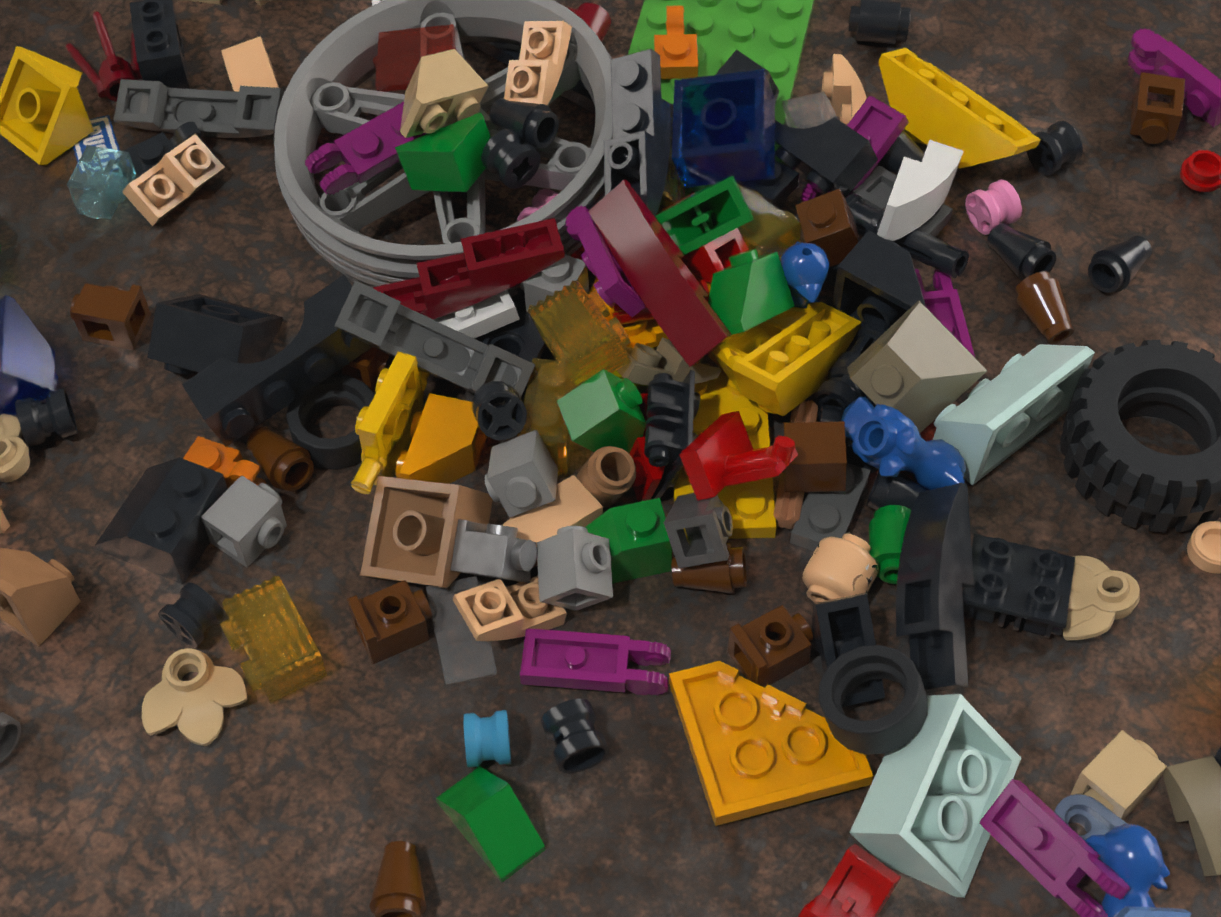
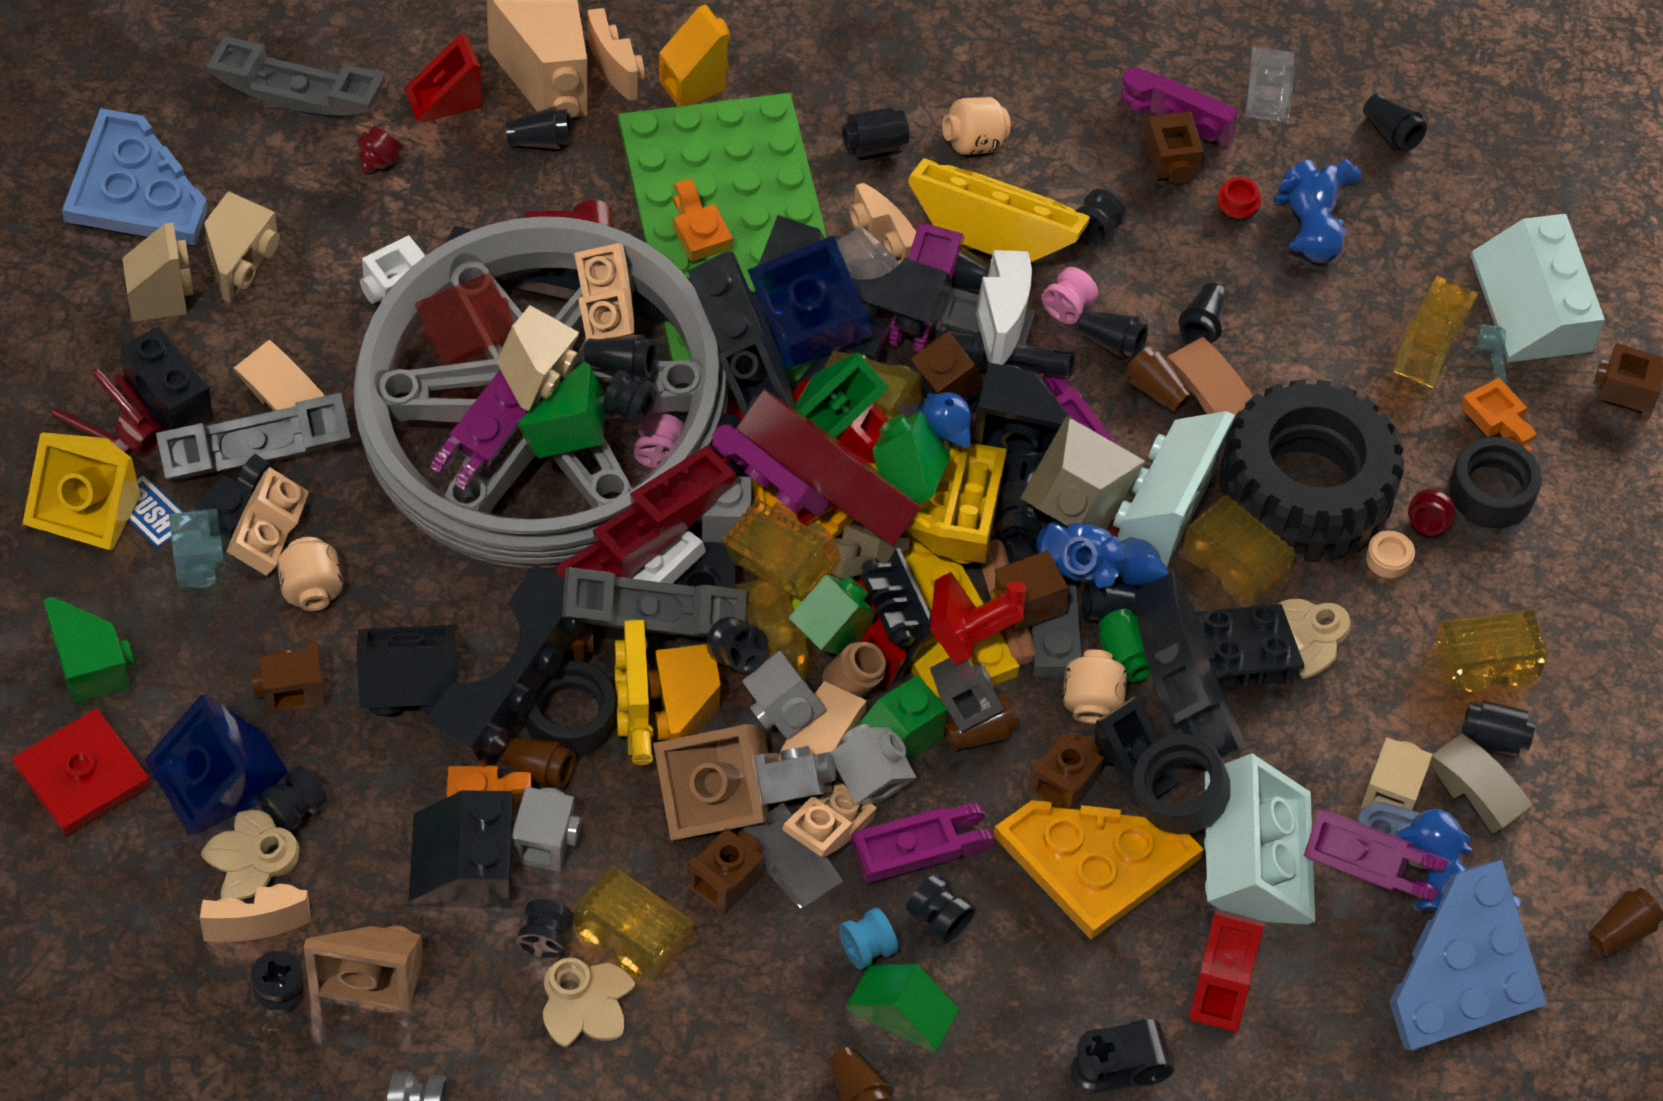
camera: 30 degrees left, 0 degrees up
(183, 232) = (310, 572): none -> light nougat head
(975, 40) = (976, 125): none -> light nougat head
(1051, 490) = (1238, 550): none -> clear yellow brick
(1096, 317) = (1210, 377): none -> nougat slope

